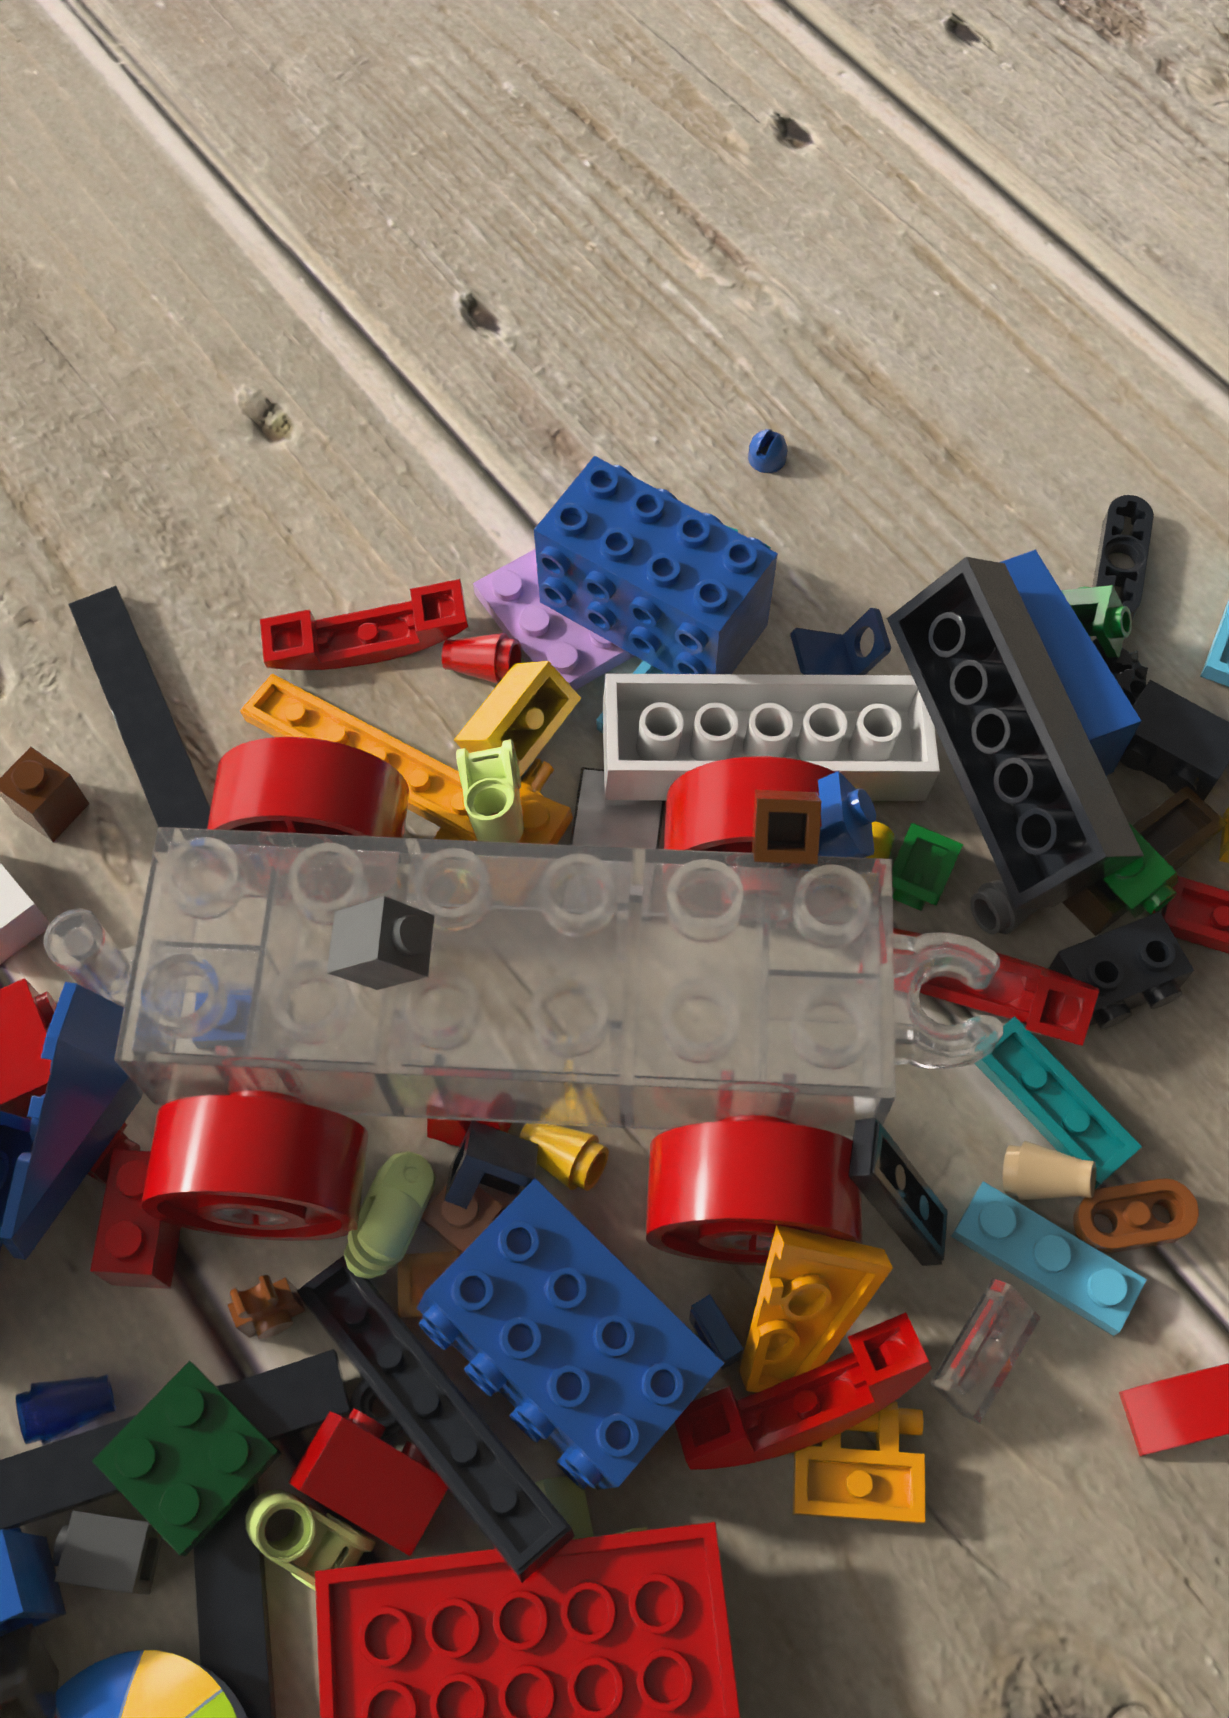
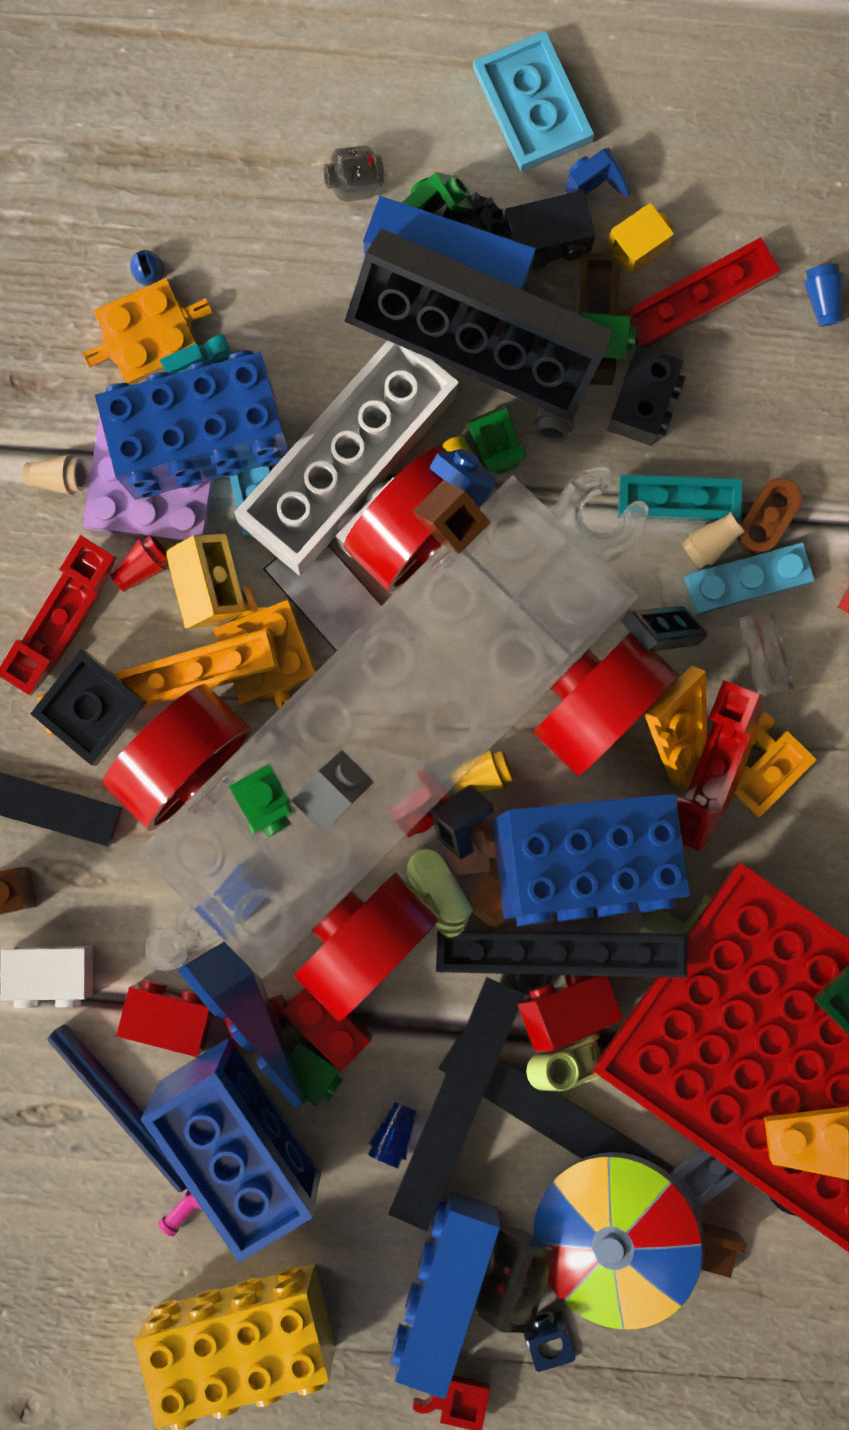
camera: 45 degrees left, 20 degrees up
(66, 1251) = (314, 1071): none -> green brick
(107, 1553) = (489, 1165): dark grey brick -> none
(186, 1458) = (481, 1092): dark green plate -> none
(265, 1307) = (435, 995): dark orange plate -> none
(296, 702) = (88, 707): none -> black plate
(310, 887) = (264, 801): none -> green bracket
(489, 787) = (244, 637): yellowish green piece -> none
(504, 528) = (56, 474): none -> tan cone
(715, 1331) = (643, 779): blue tile -> none
(717, 485) = (144, 329): none -> light orange plate
(841, 654) = (323, 360): dark blue bracket -> none
(1031, 993) = (622, 452): red slope -> none
(1037, 528) = (354, 173): none -> clear smoke head
(1134, 545) = (408, 121): black beam -> none

